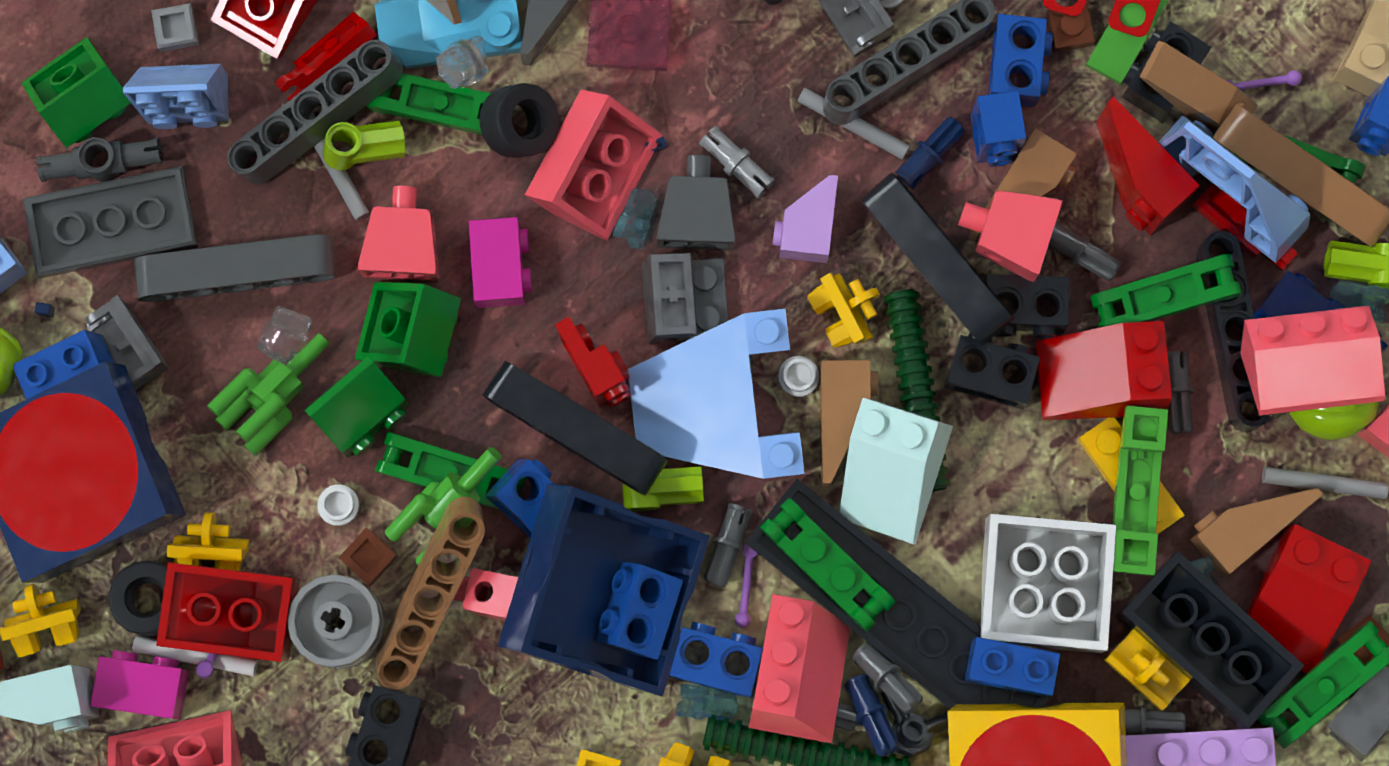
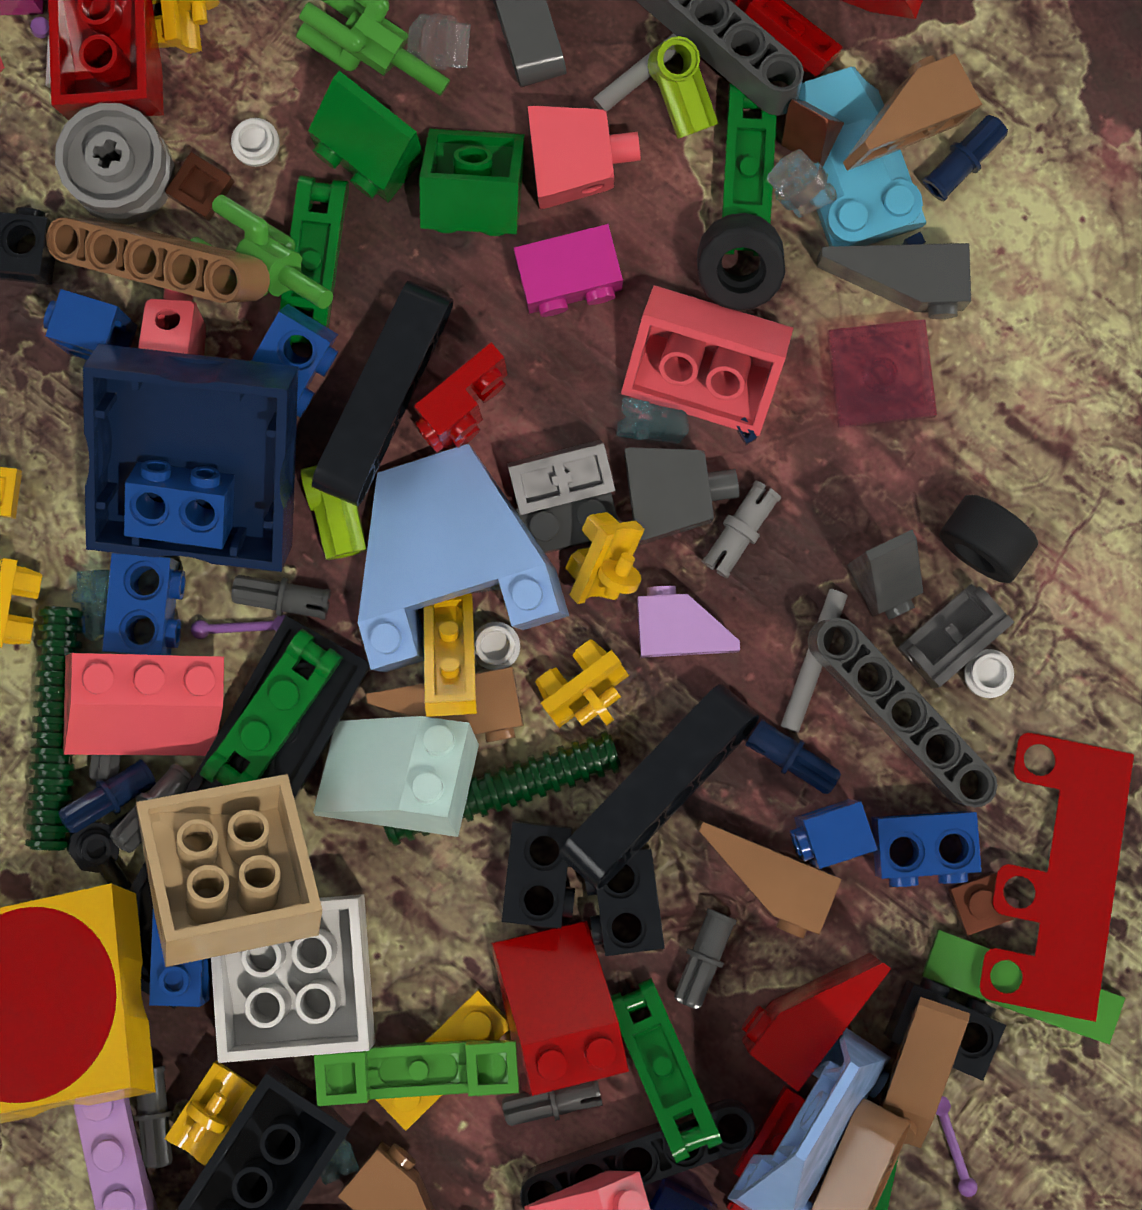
camera: 85 degrees right, 5 degrees up
(422, 46) = (810, 130): none -> copper slope
(476, 663) = (83, 322): none -> blue brick
(750, 266) = (608, 564): none -> yellow hips
(796, 48) = (889, 575): none -> dark grey slope
(805, 407) = (450, 658): none -> yellow plate
(953, 606) = (228, 870): none -> tan slope
(1013, 230) = (706, 872): coral torso -> none

